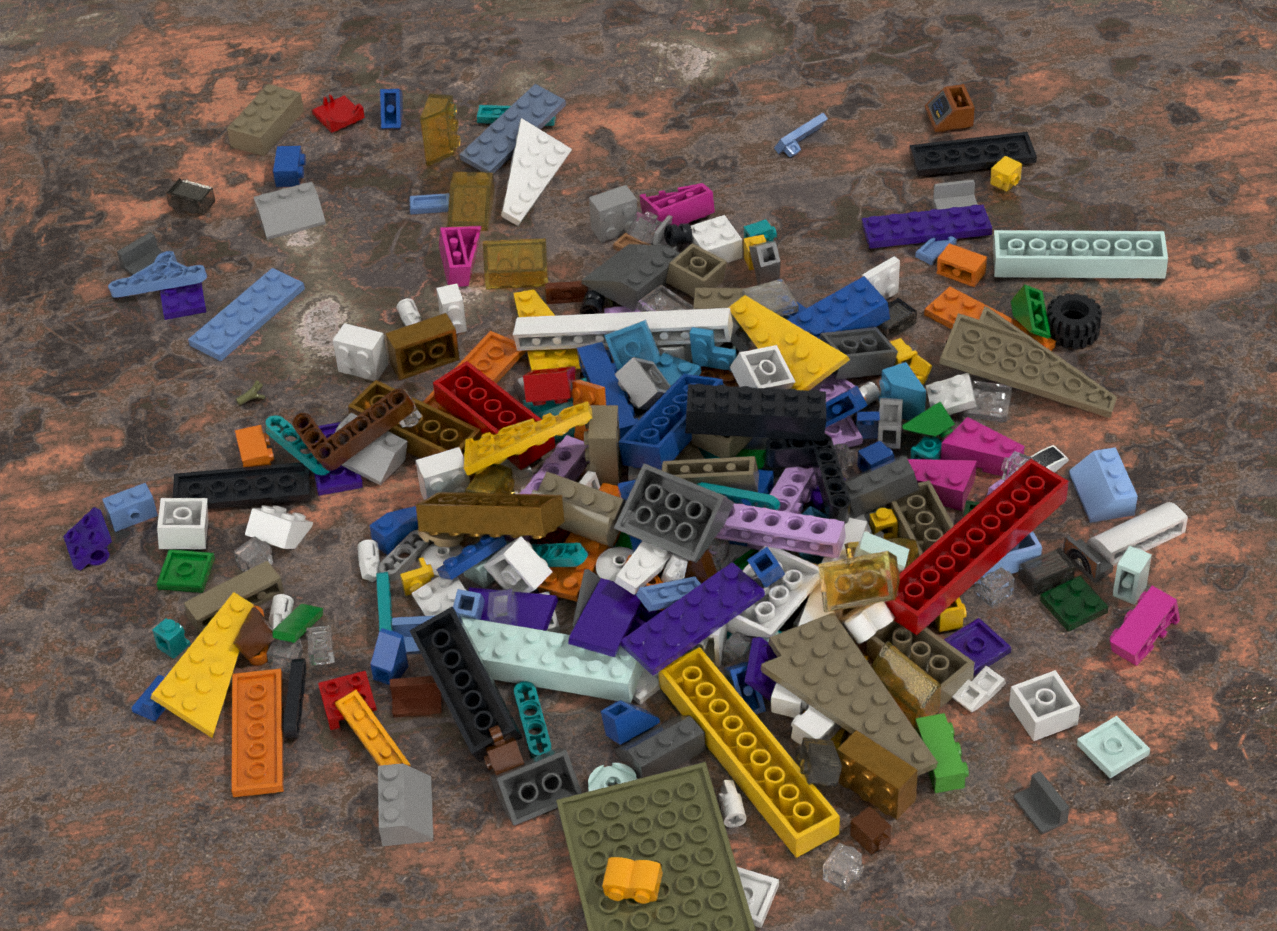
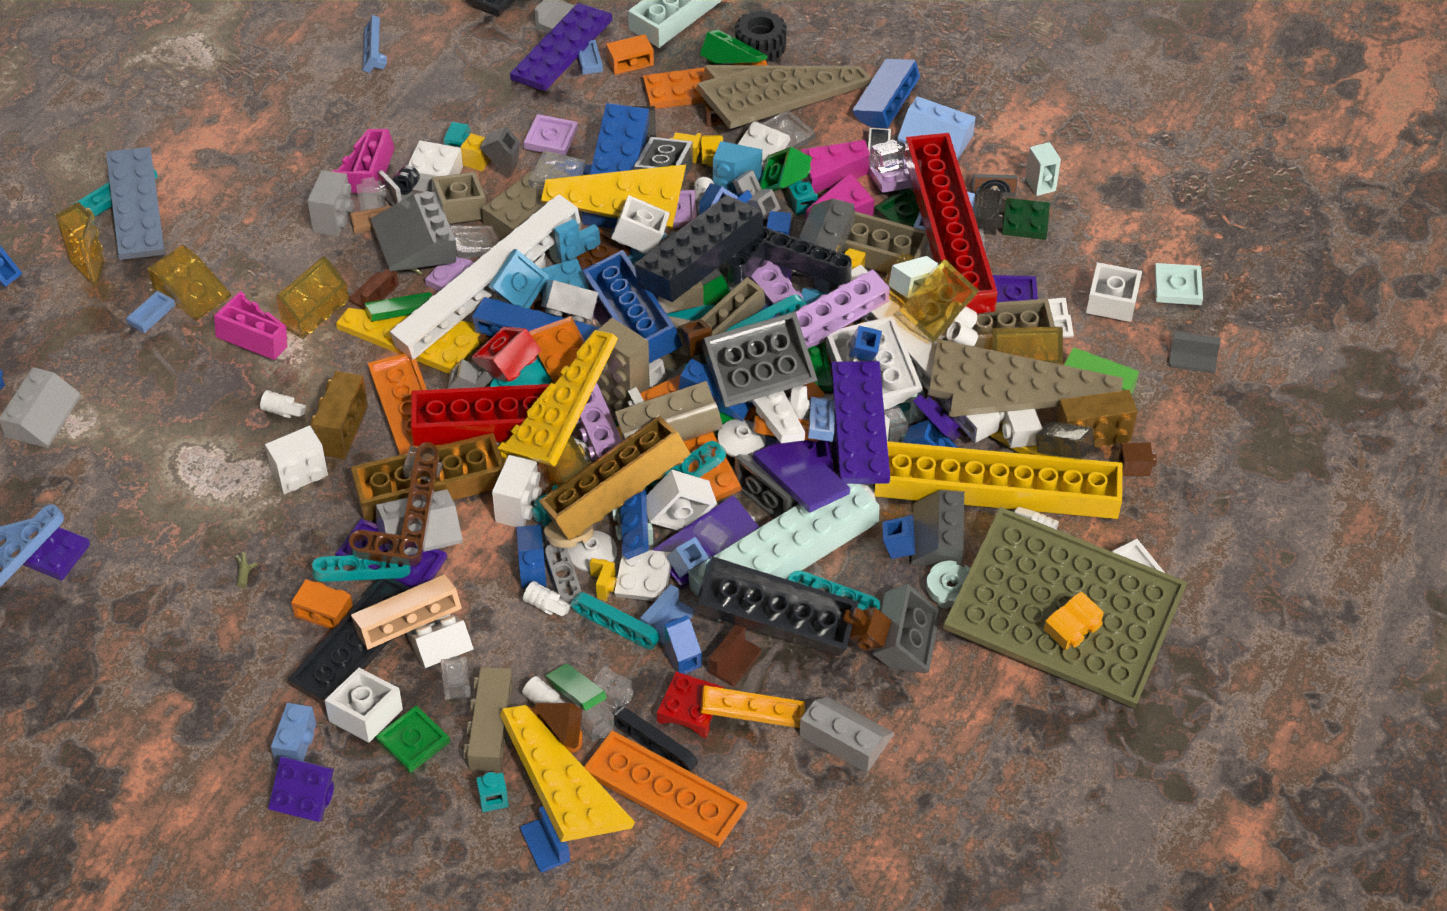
camera: 55 degrees left, 5 degrees up
(246, 314) = (133, 516): medium blue plate -> none
(276, 490) = (406, 611): none -> light nougat brick
(452, 304) = (316, 368): white brick -> none
(532, 168) = (200, 217): white wing -> none
(551, 306) = (396, 306): none -> green tile
(592, 303) = (413, 282): black wheel -> none
(665, 461) = (693, 334): none -> reddish brown slope
(823, 278) = (550, 134): none -> lavender plate
(843, 866) = (1155, 495): clear brick -> none
(885, 277) = (604, 93): white plate -> none
(1109, 430) = (887, 92): none -> brick
(1140, 532) = (996, 140): white brick -> none
(1144, 624) = (1092, 194): dark pink wedge -> none

